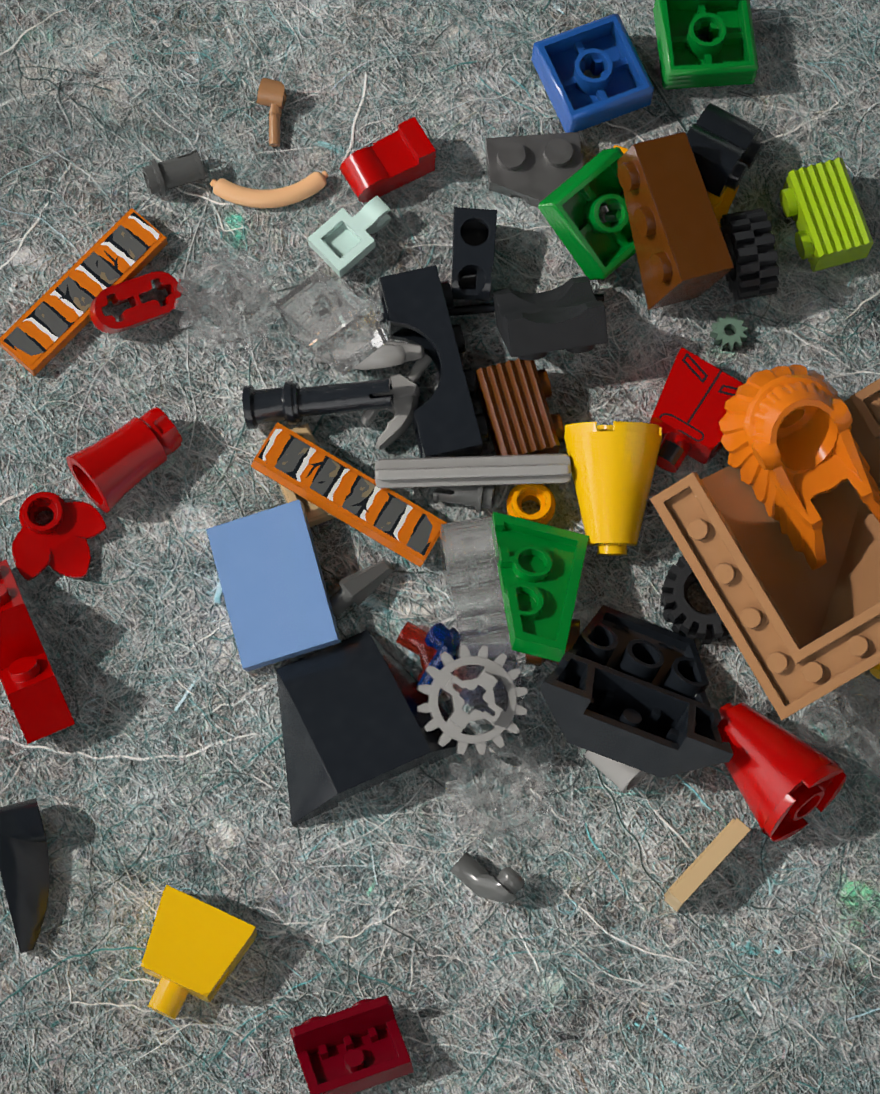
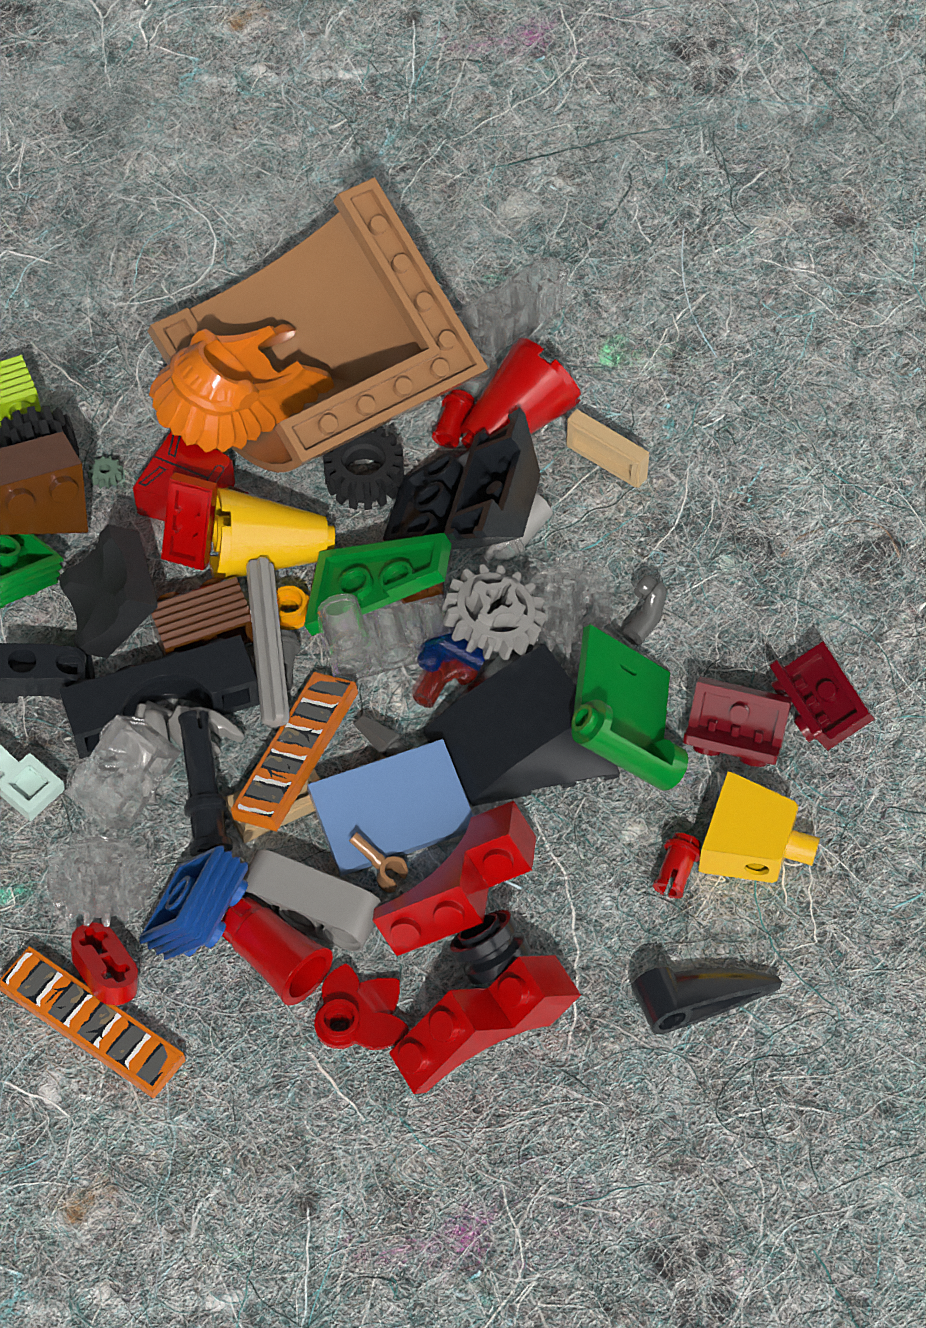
camera: 90 degrees left, 15 degrees down
(91, 660) = (489, 947): none -> black wheel
(146, 628) = (455, 895): none -> red arch
(171, 868) = (677, 864): none -> red pin
(173, 381) = (195, 904): none -> blue brick
(177, 495) = (312, 900): none -> light grey beam
(211, 566) = (381, 863): none -> medium nougat hand
(322, 952) = (737, 722): none -> dark red bracket
(343, 828) = (624, 710): none -> green door
(634, 399) = (189, 521): none -> red plate
(754, 695) = (456, 409): none -> red pin

